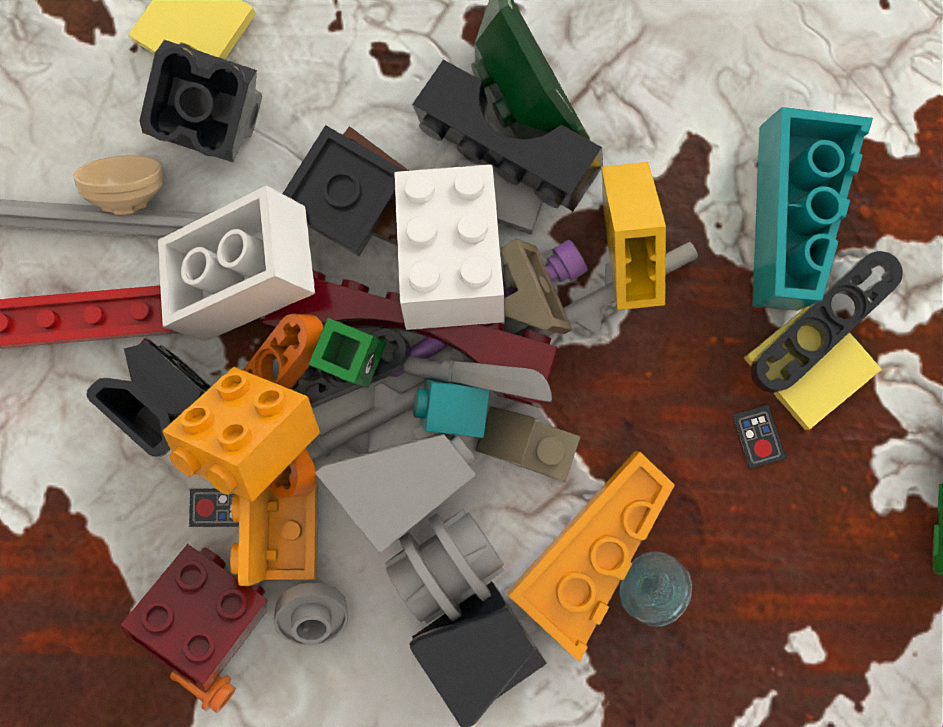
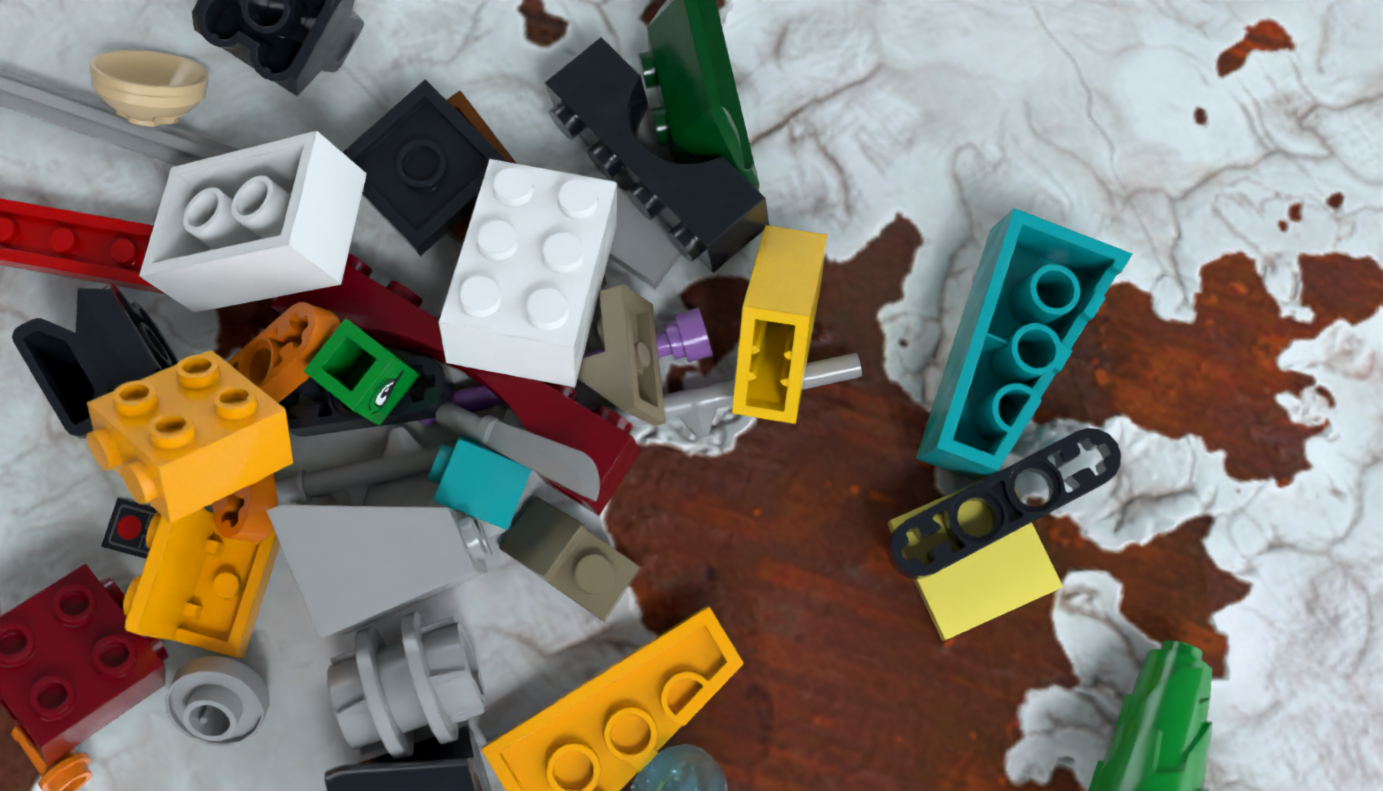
camera: 10 degrees right, 5 degrees down
(759, 436) = (878, 633): black sticker -> none

